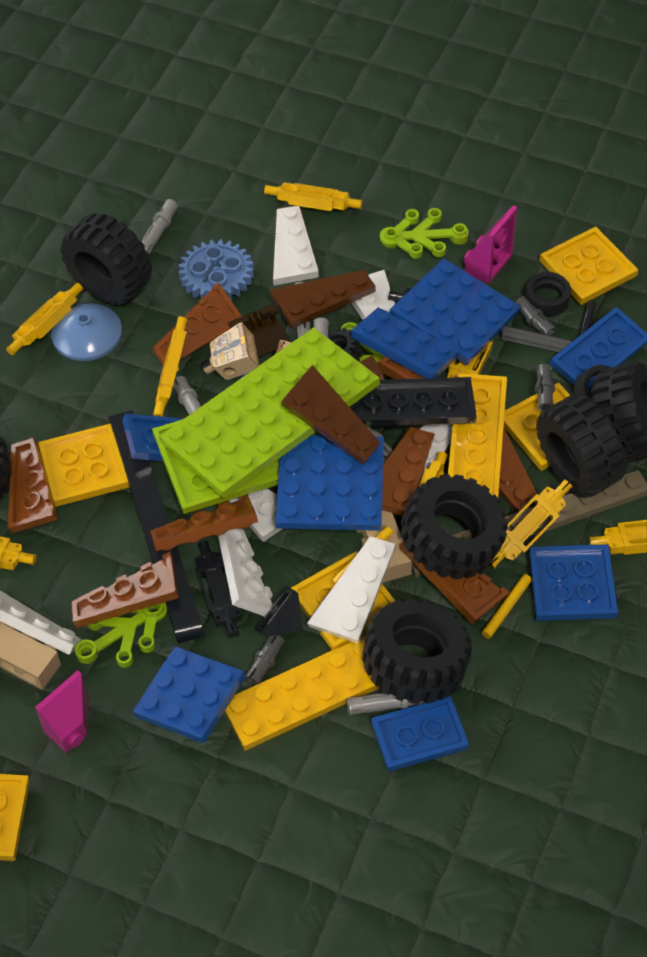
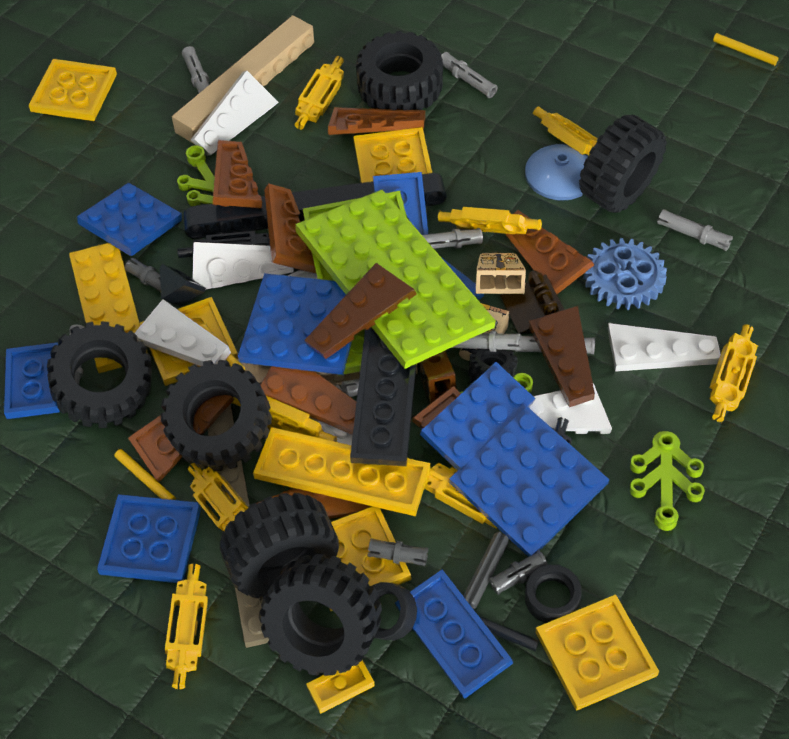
camera: 100 degrees right, 0 degrees up
(66, 713) = (133, 135): dark pink slope -> none
(492, 249) = (618, 535): dark pink slope -> none

